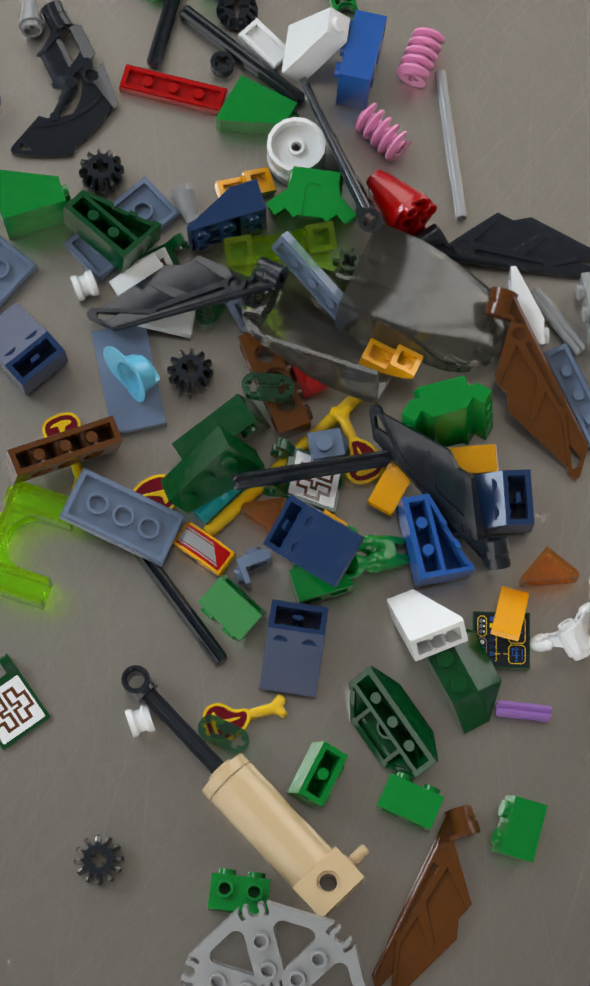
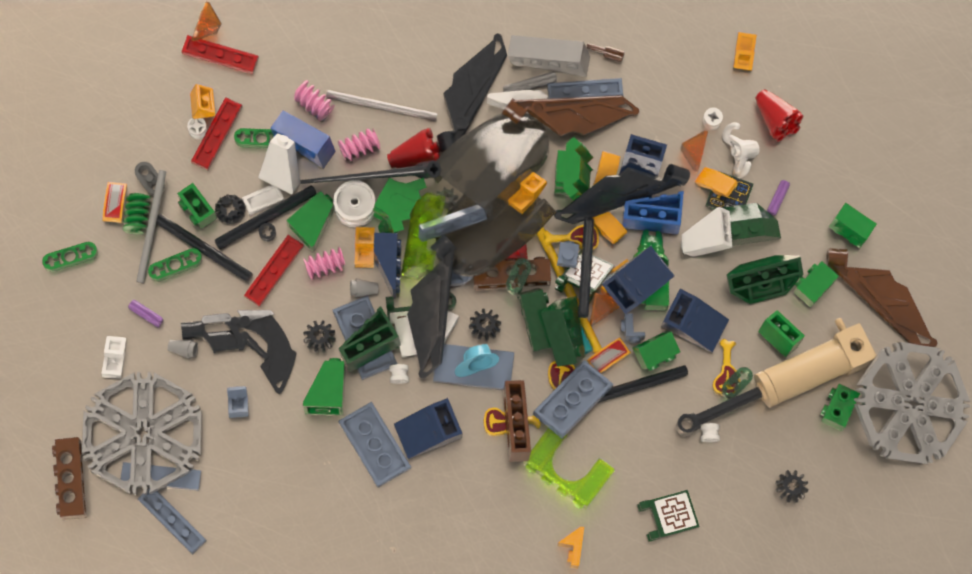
camera: 75 degrees left, 0 degrees up
(200, 144) = (324, 263): none -> bright pink piece

